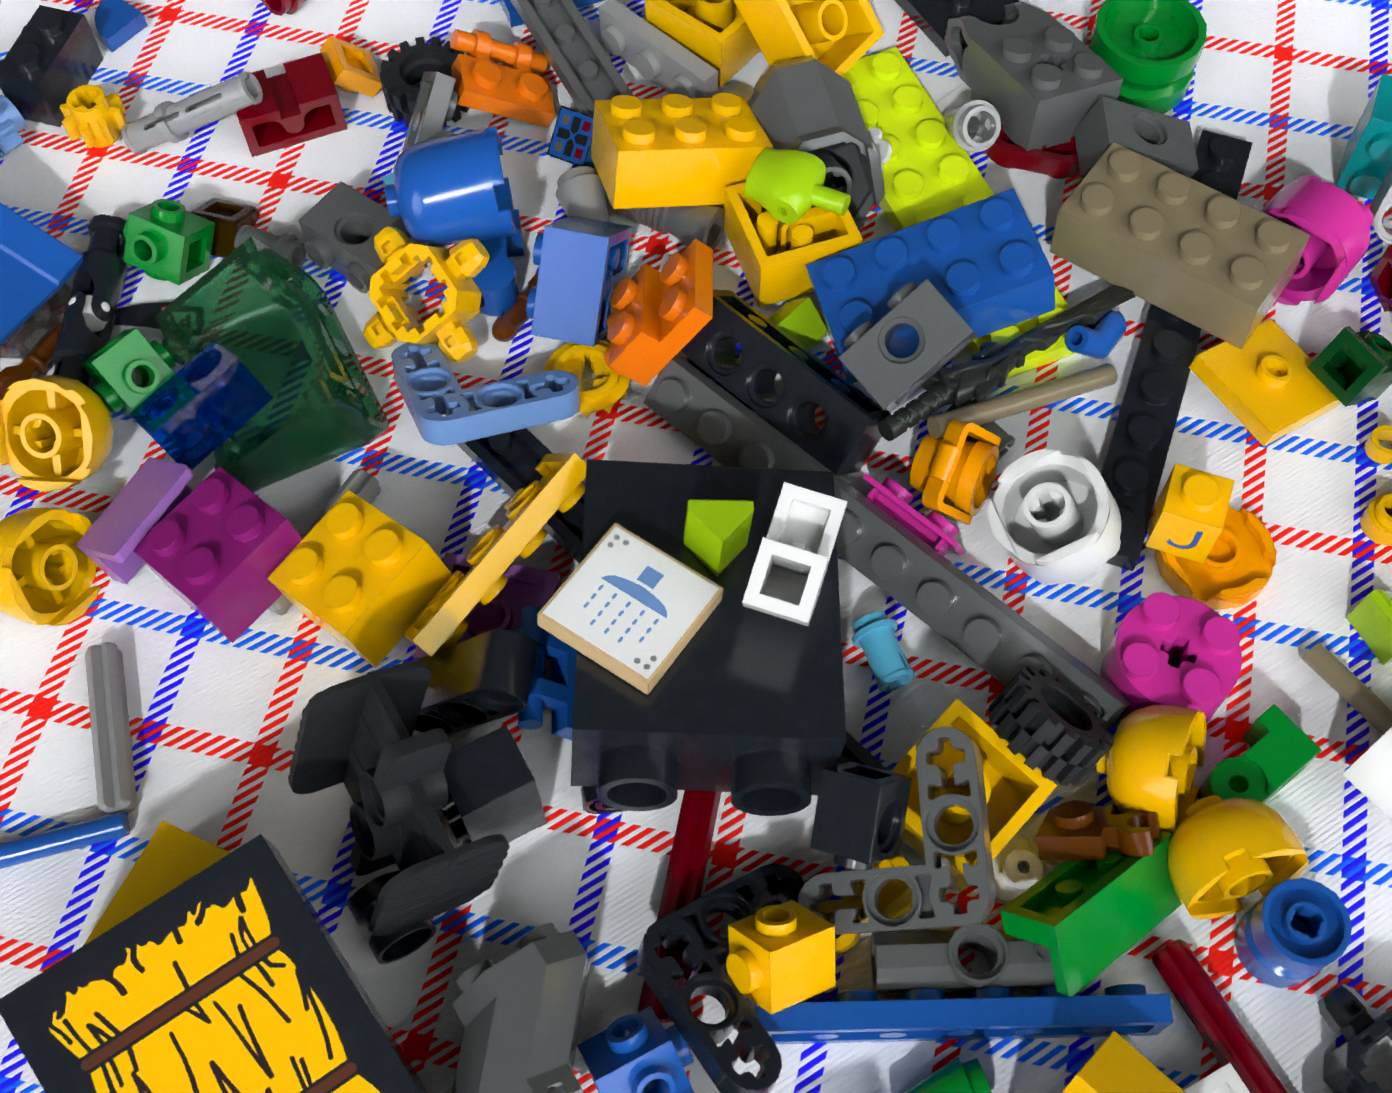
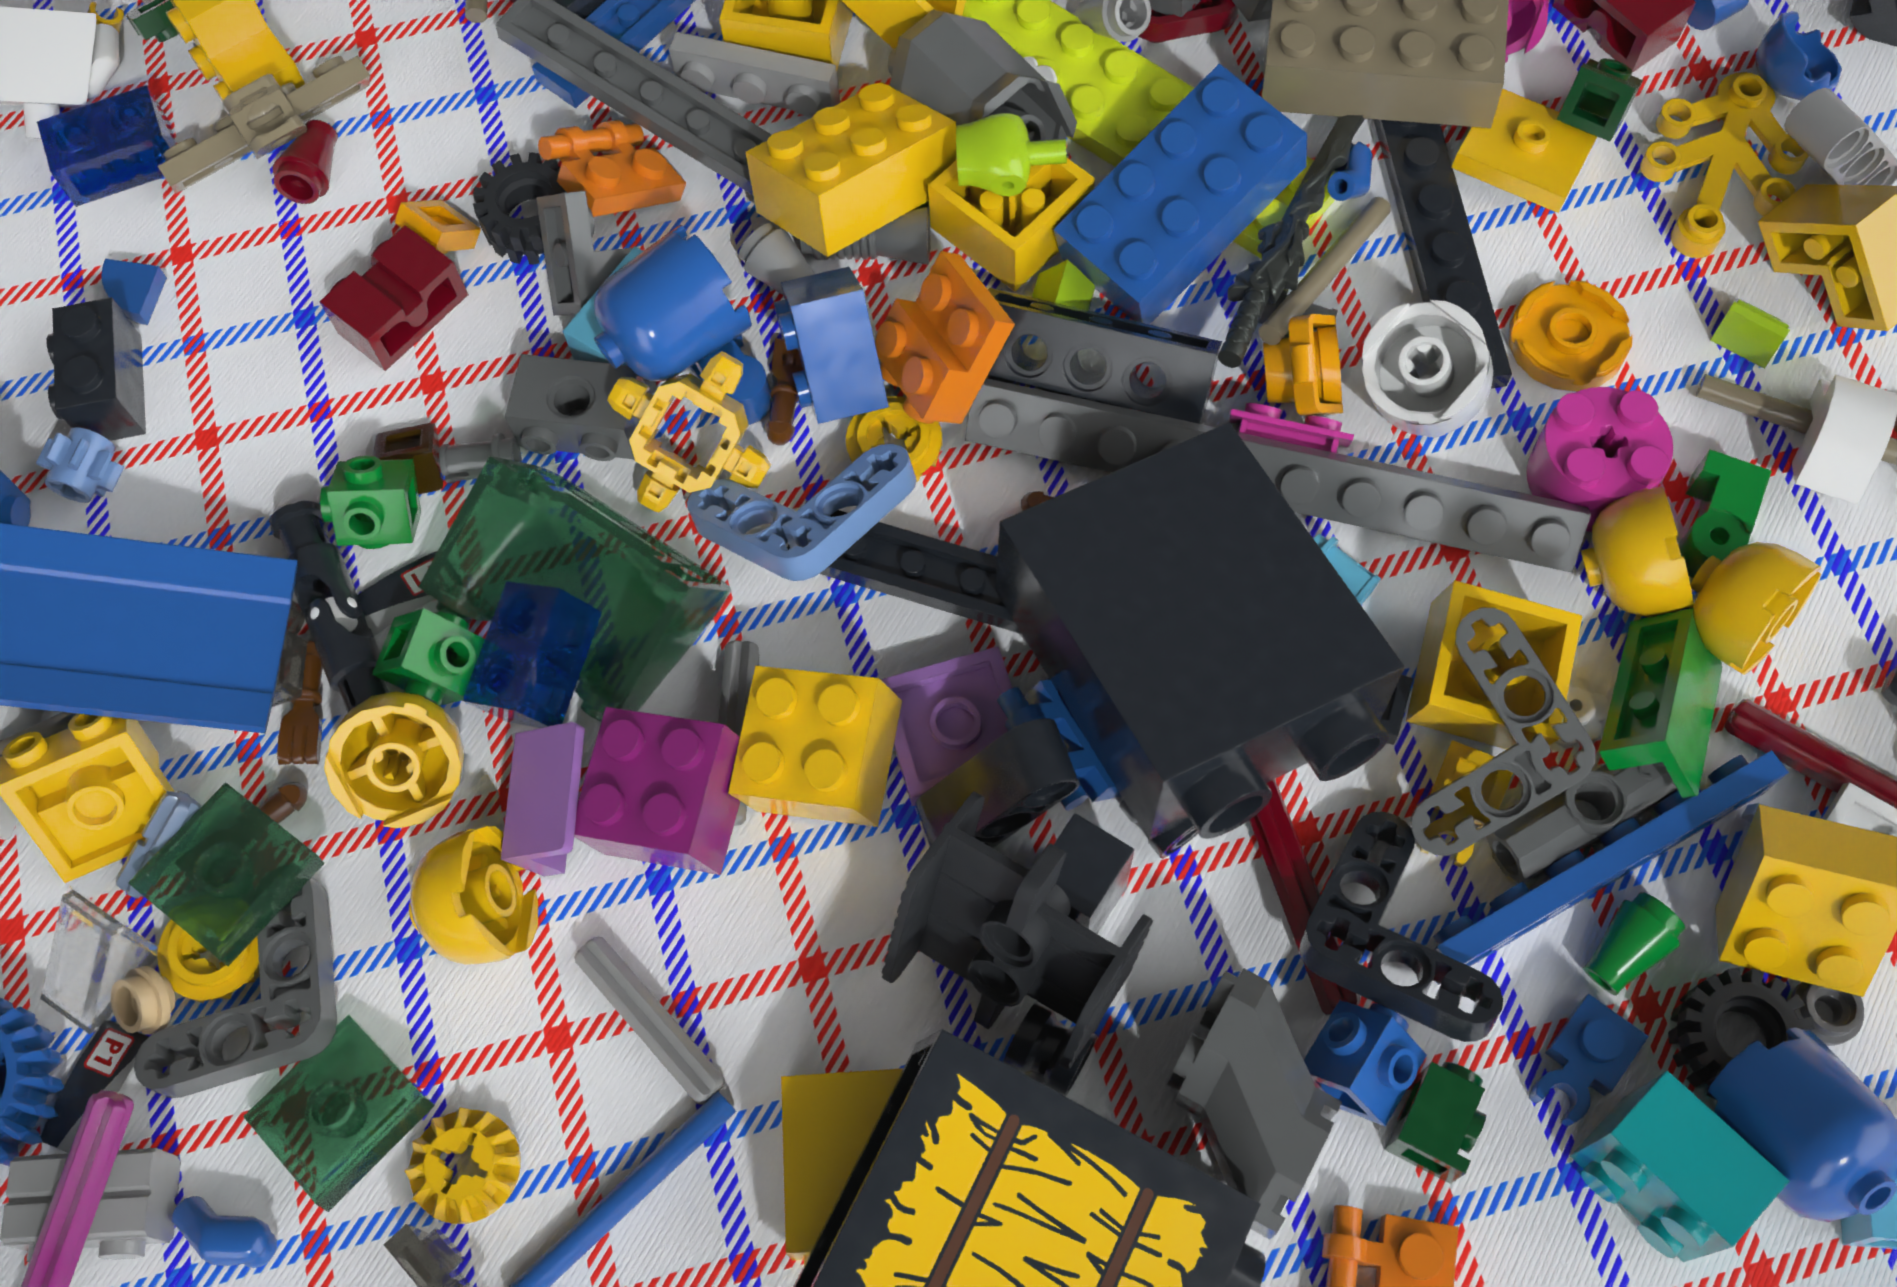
camera: 25 degrees left, 5 degrees up
(93, 116) = (187, 404): yellow gear -> none
(175, 120) = (259, 396): light grey pin -> none
(528, 511) = (941, 655): yellow wing -> none
(572, 137) = (727, 199): tile -> none
(630, 608) = (1143, 642): white tile -> none
(717, 530) = (1175, 530): lime slope -> none
(781, 955) = (1433, 891): yellow brick -> none
(795, 554) = (1268, 529): white brick -> none
(860, 814) = (1437, 729): black brick -> none
(940, 334) = (1238, 240): dark grey brick -> none
(1050, 726) = (1542, 565): black tyre -> none
(1088, 832) = (1622, 644): reddish brown plate -> none
(1190, 513) = (1541, 307): yellow brick -> none
(1293, 933) = (1835, 645): blue wheel -> none

